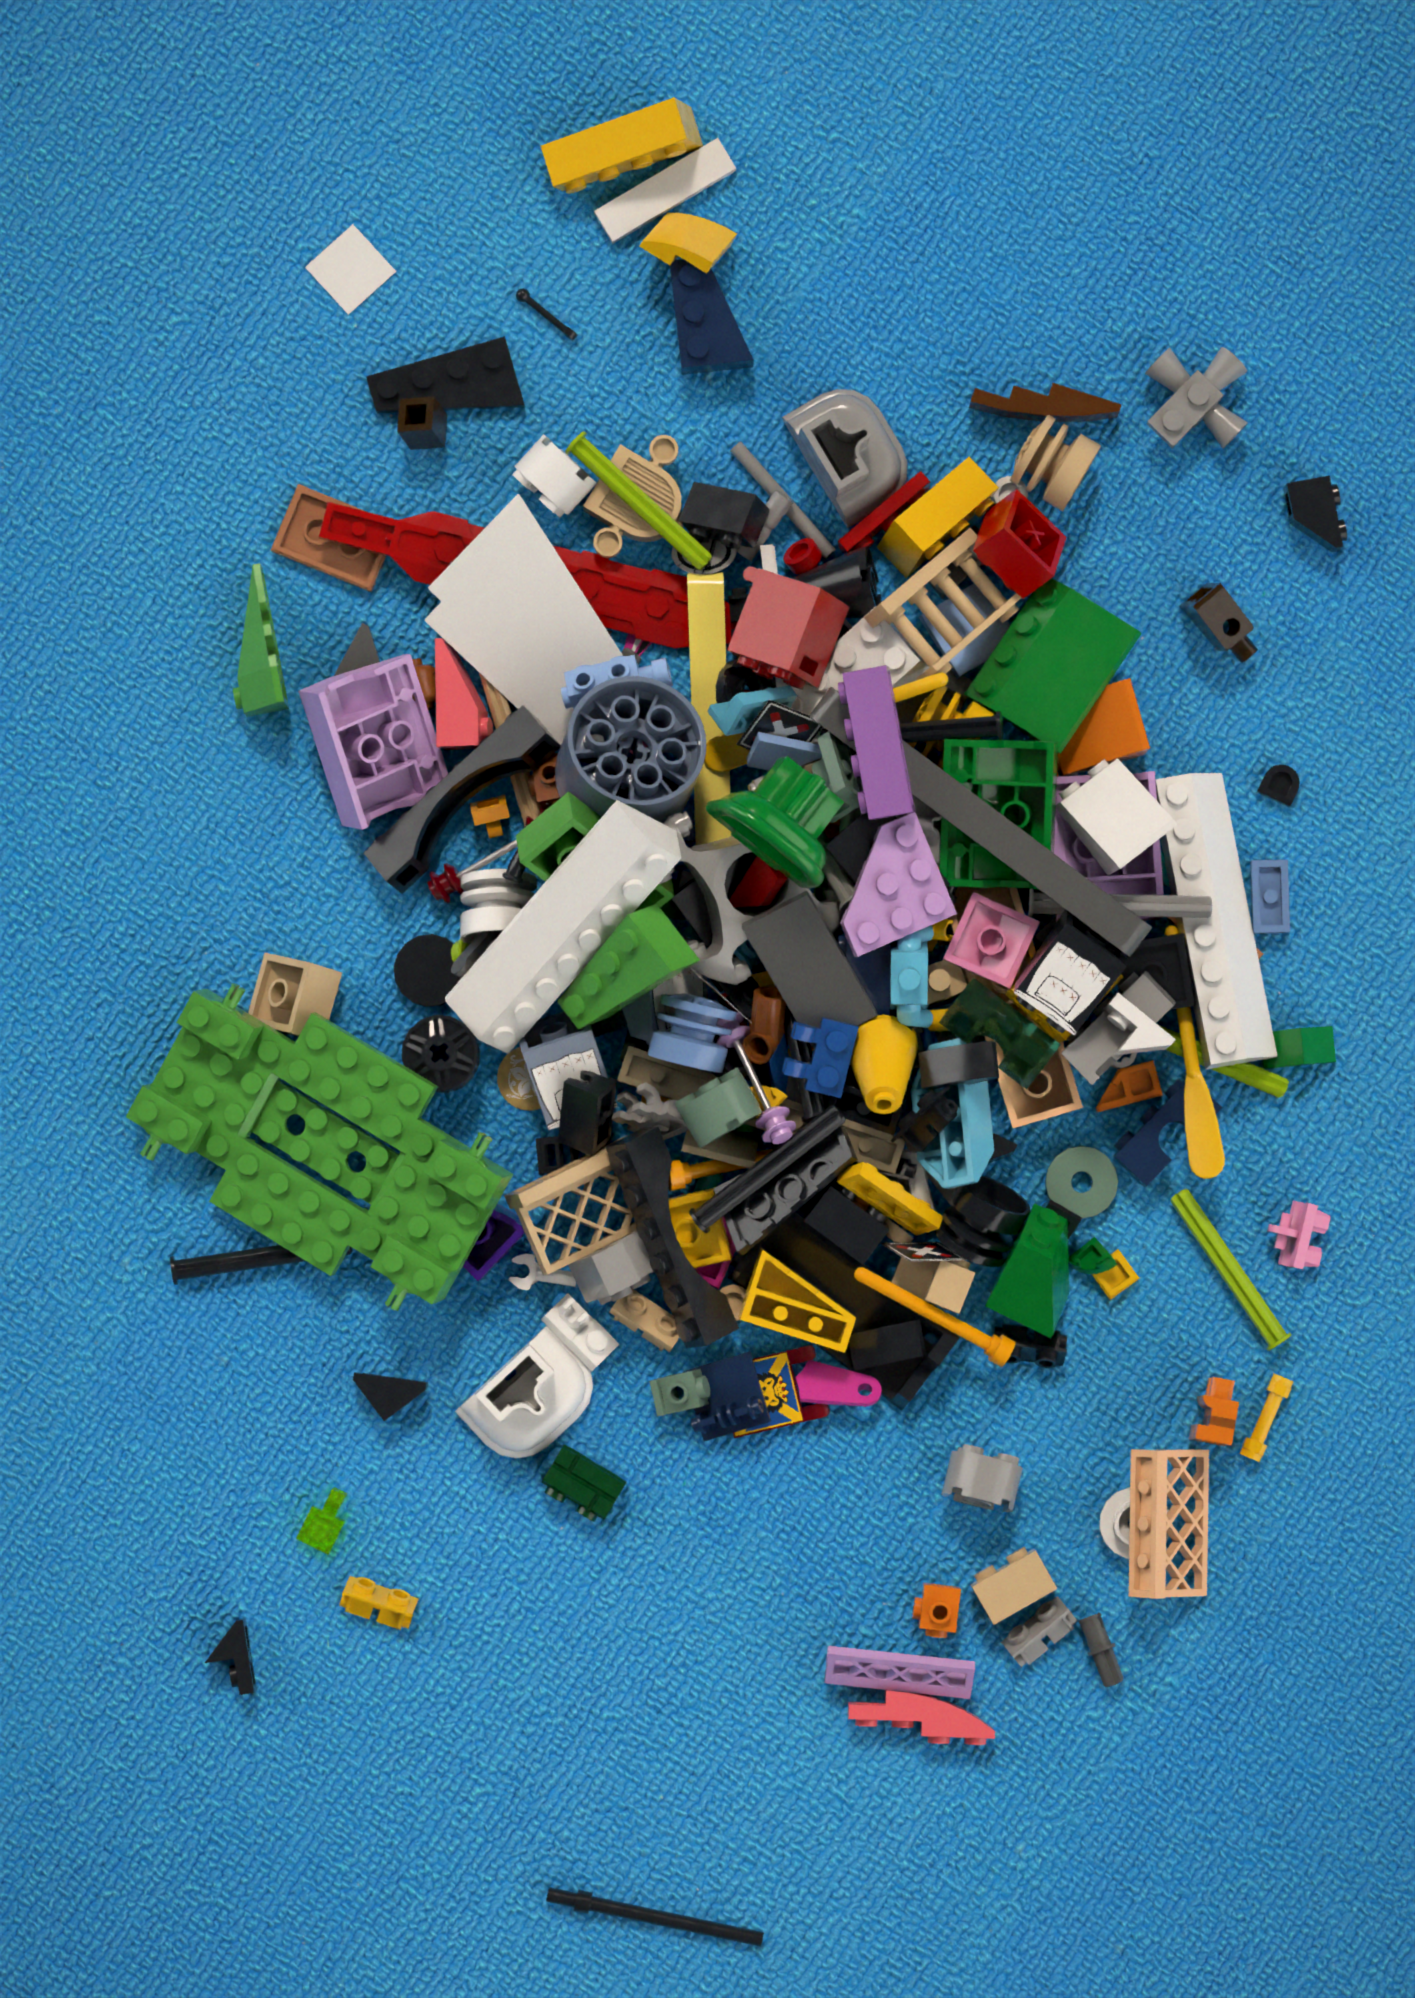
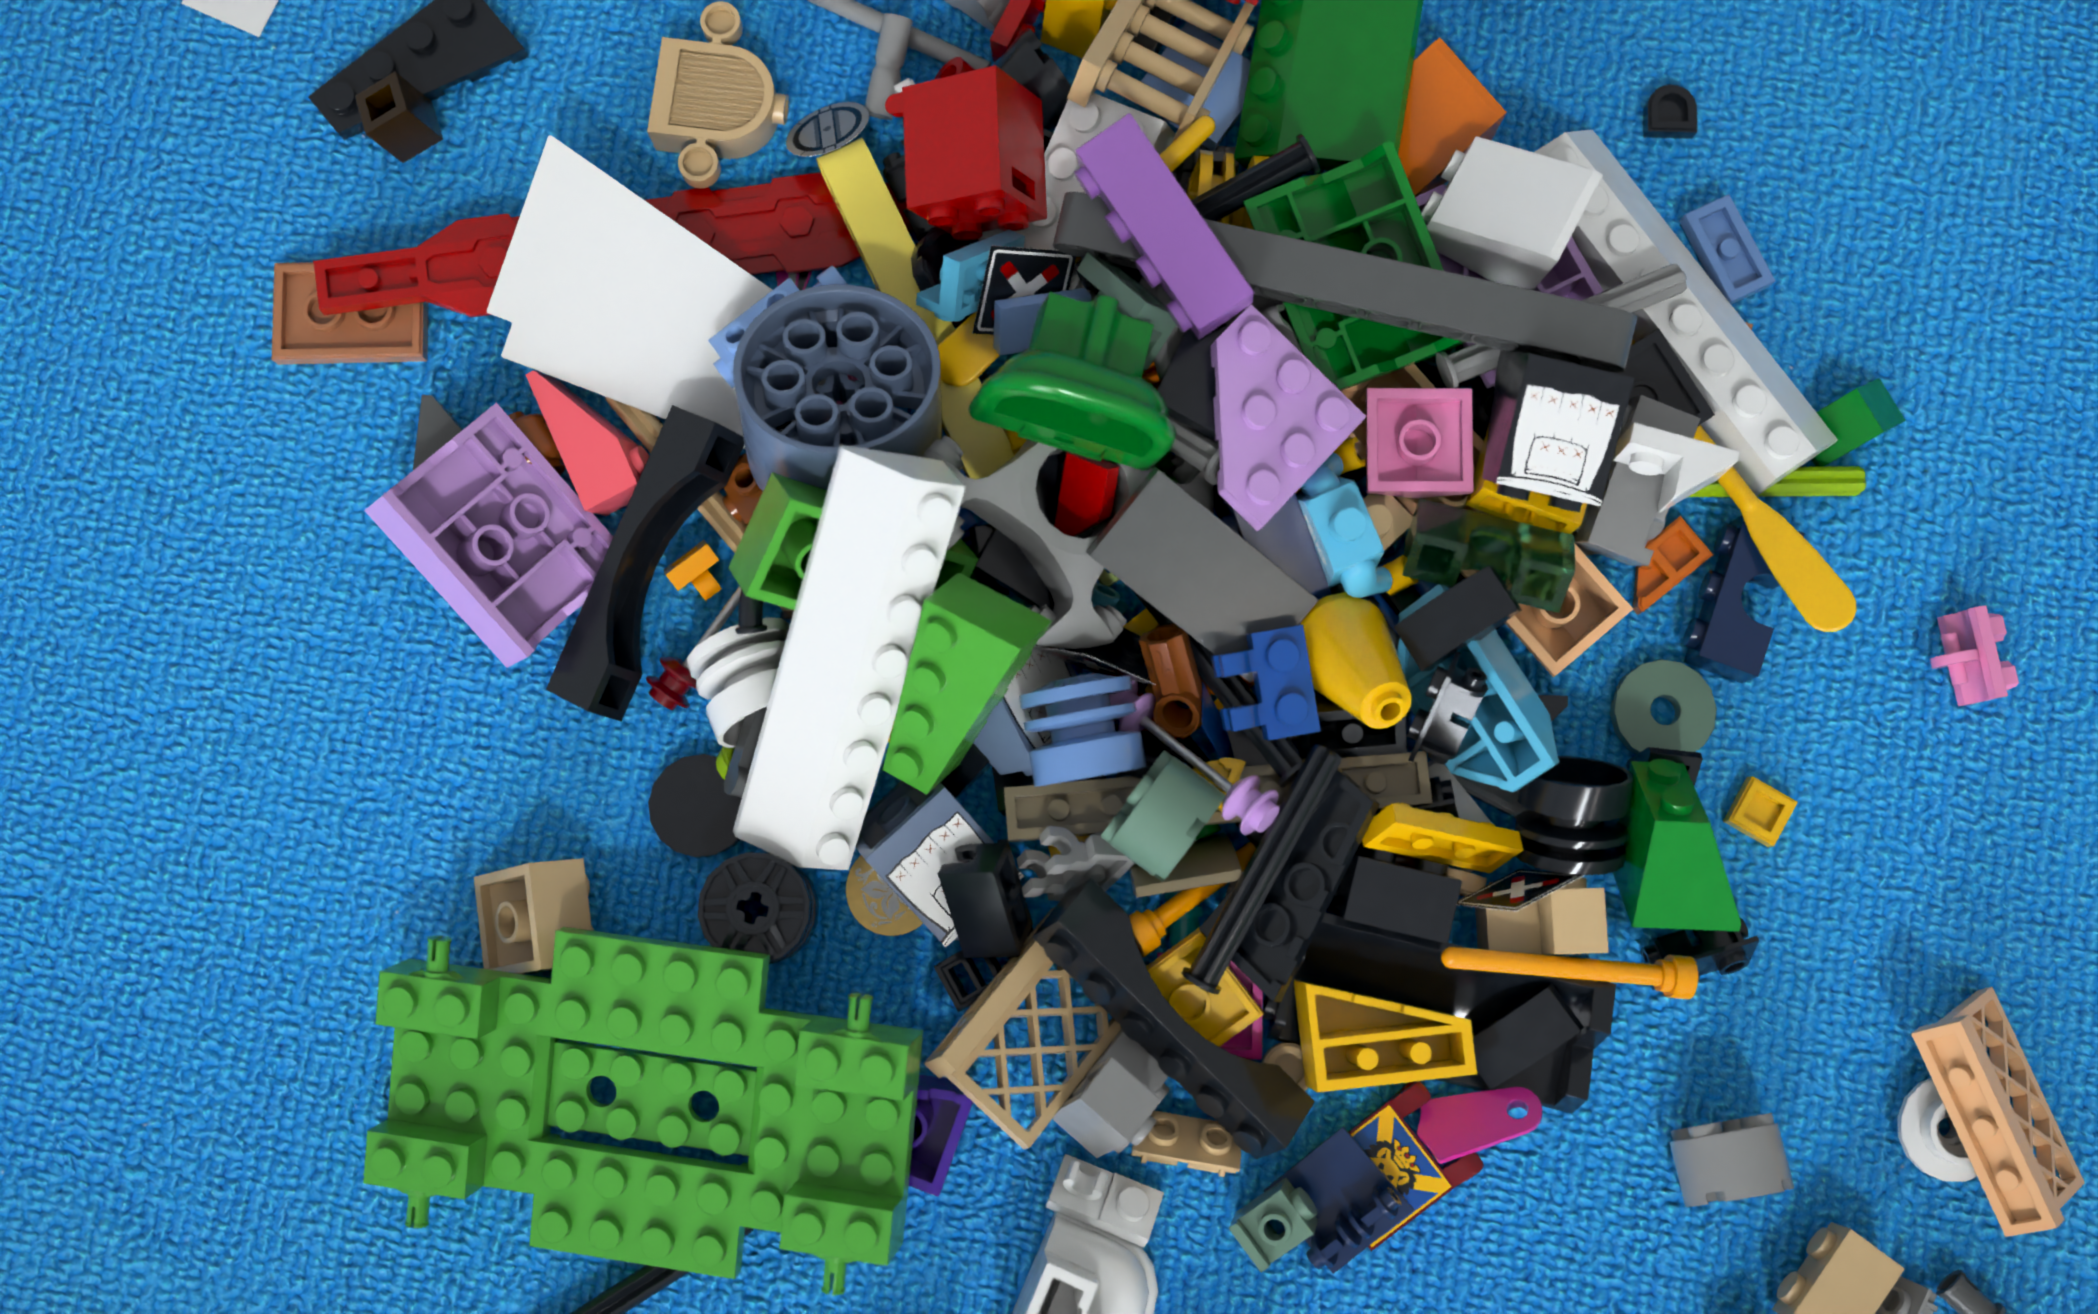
camera: 25 degrees left, 5 degrees down
(260, 669) = (311, 505): bright green wedge -> none
(554, 475) = (594, 110): white brick -> none
(558, 1277) = (1050, 1136): white bar -> none
(639, 501) = (713, 91): lime axle -> none
(723, 515) = (832, 67): black brick -> none
(1091, 1258) = (1729, 801): green tile -> none
(1219, 1413) = (1993, 935): orange hips -> none
(1229, 1269) = (1908, 741): lime axle -> none
(1254, 1446) = (2043, 866): yellow bar -> none

